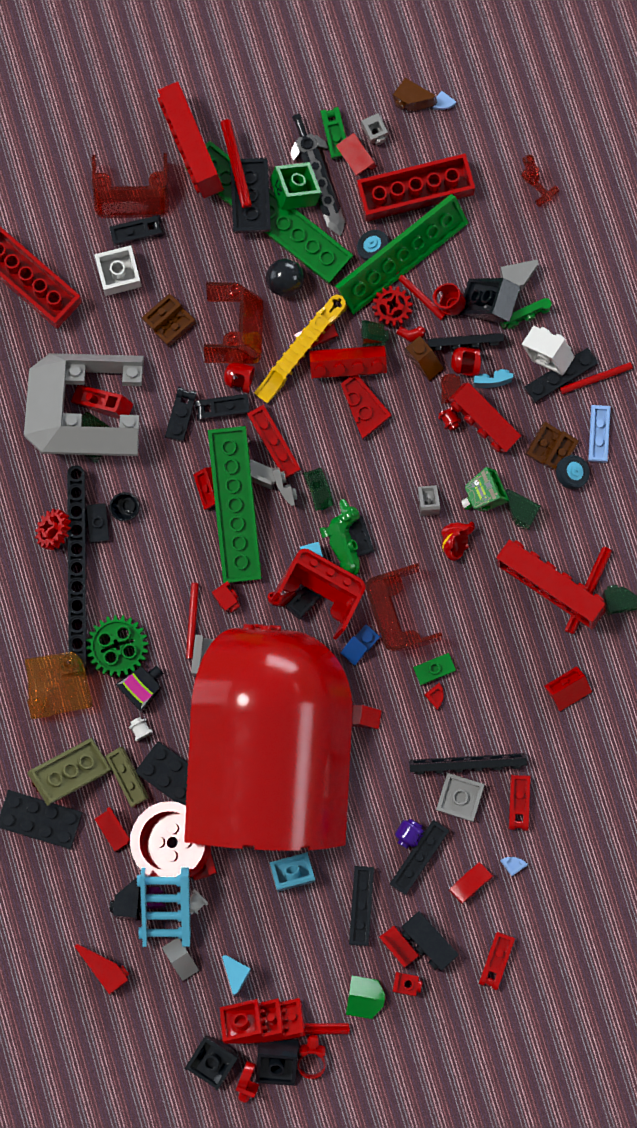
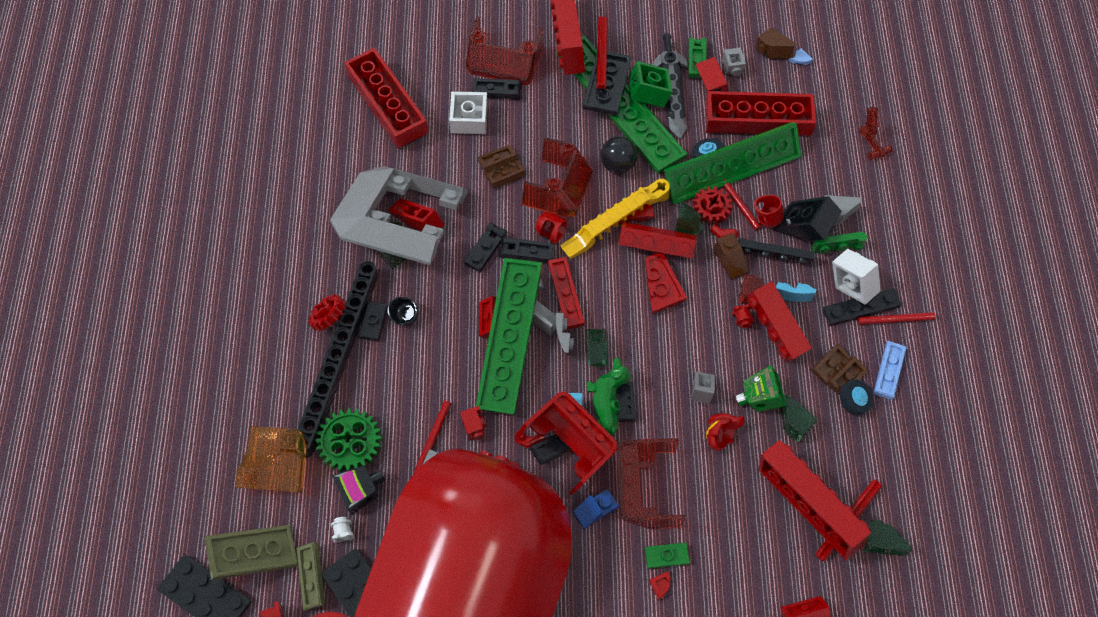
camera: 15 degrees right, 15 degrees down
(365, 717) = (580, 585): red slope -> none
(466, 361) = (772, 268): red helmet -> none

